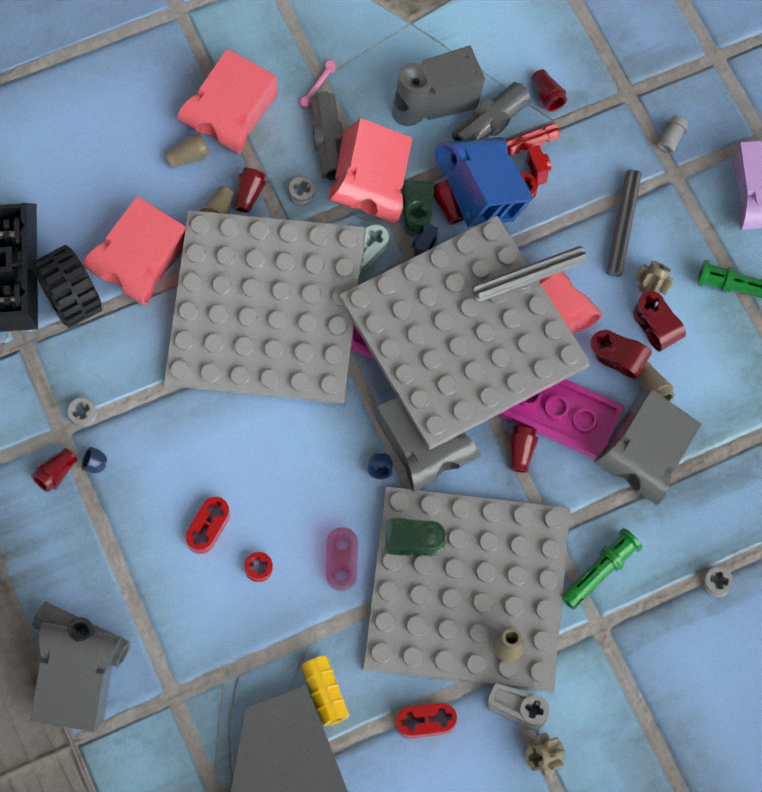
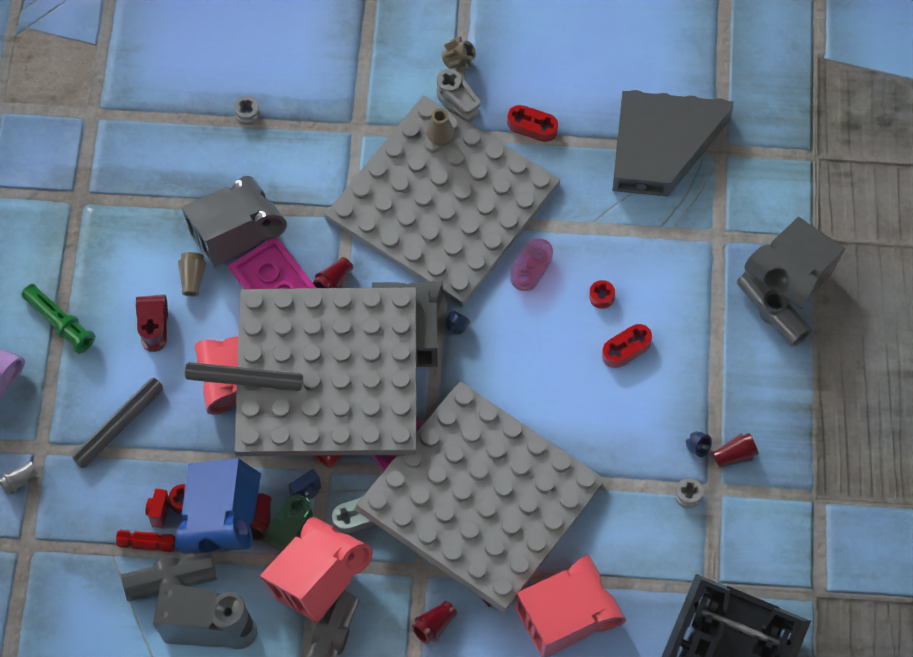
camera: 150 degrees left, 5 degrees down
(67, 286) = (652, 592): black tyre -> none
(220, 201) = (473, 617): dark tan cone -> none
(306, 197) = (386, 590): light grey bush -> none
(325, 690) = (599, 176): yellow axle -> none
(410, 537) = (466, 239): clear green piece -> none
(549, 92) = (99, 577): dark red cone -> none
(610, 559) = (317, 163): green pin -> none
(620, 353) = (201, 299): dark red piece -> none
(654, 278) = (129, 354): dark tan gear -> none

